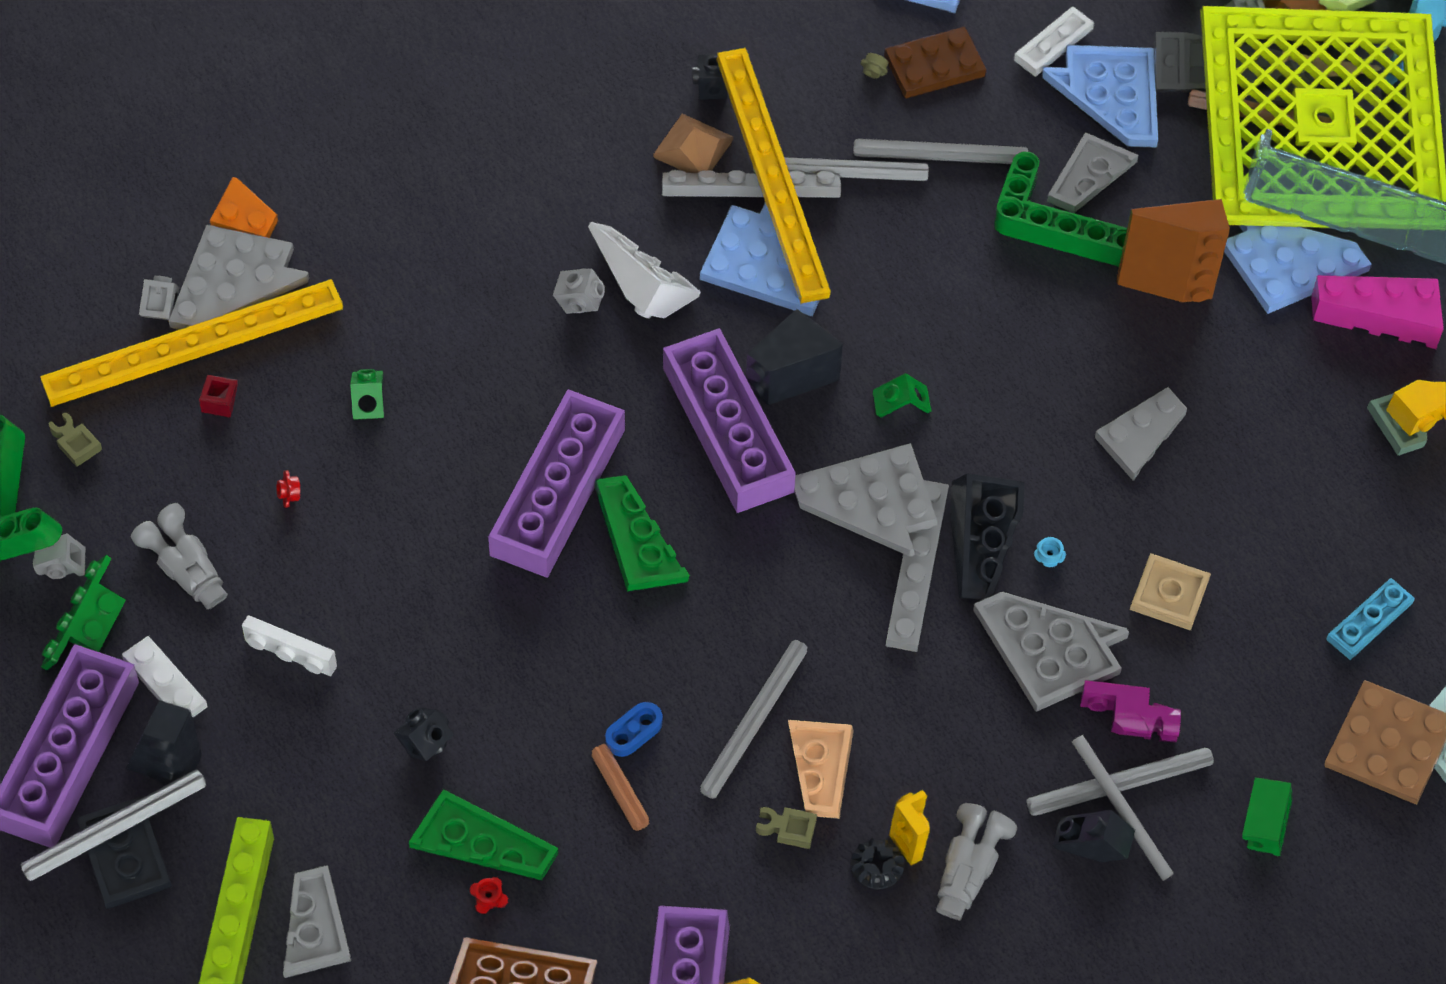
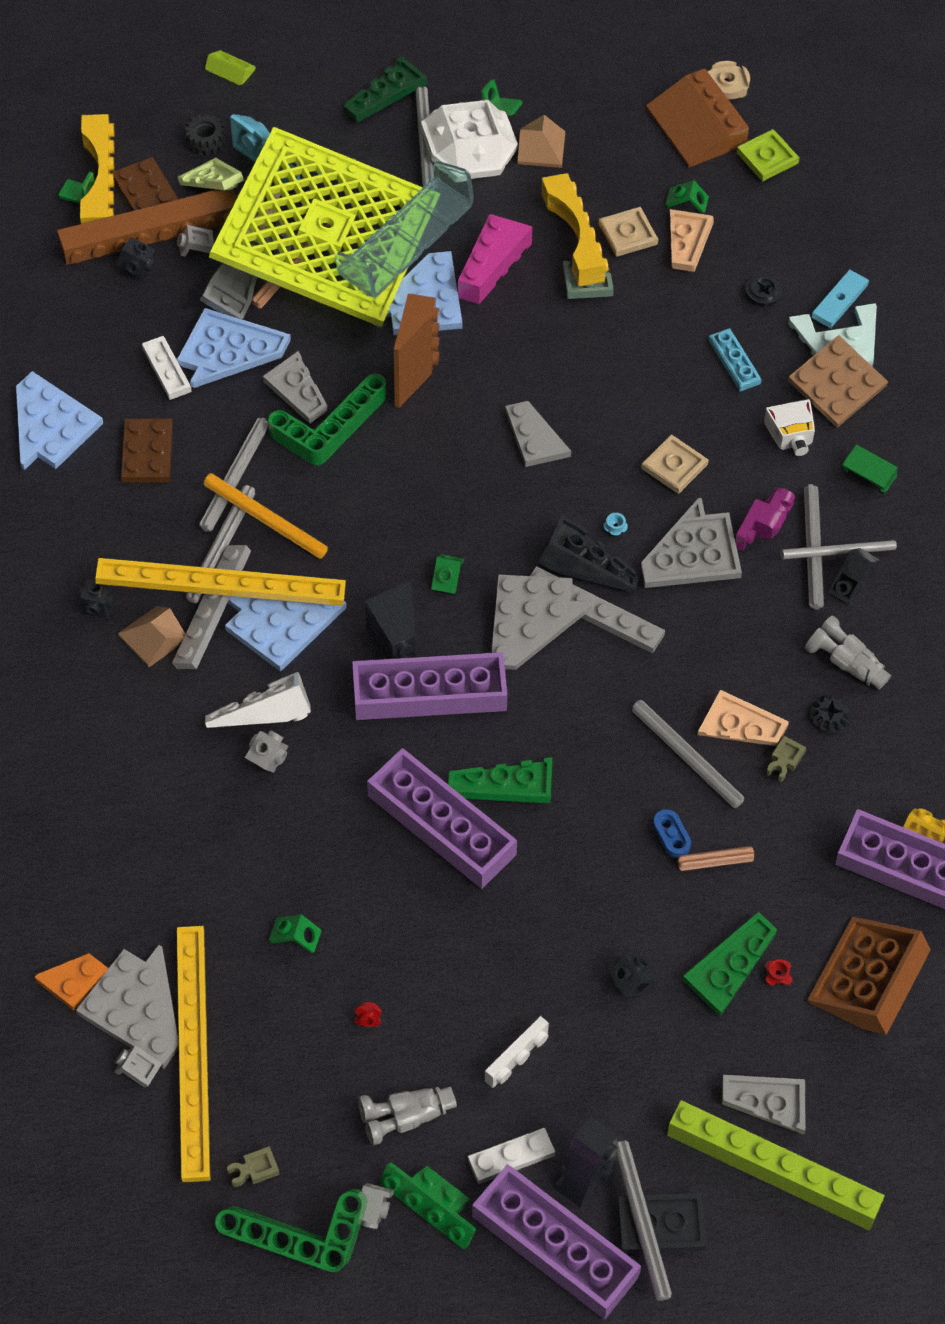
camera: 70 degrees left, 0 degrees up
(218, 395) = (255, 1044): dark red slope -> none
(874, 65) = (134, 489): olive plate -> none
(891, 195) = (265, 515): none -> light orange axle
(910, 826) = (818, 678): yellow bracket -> none
(1293, 707) = (791, 425): none -> white torso

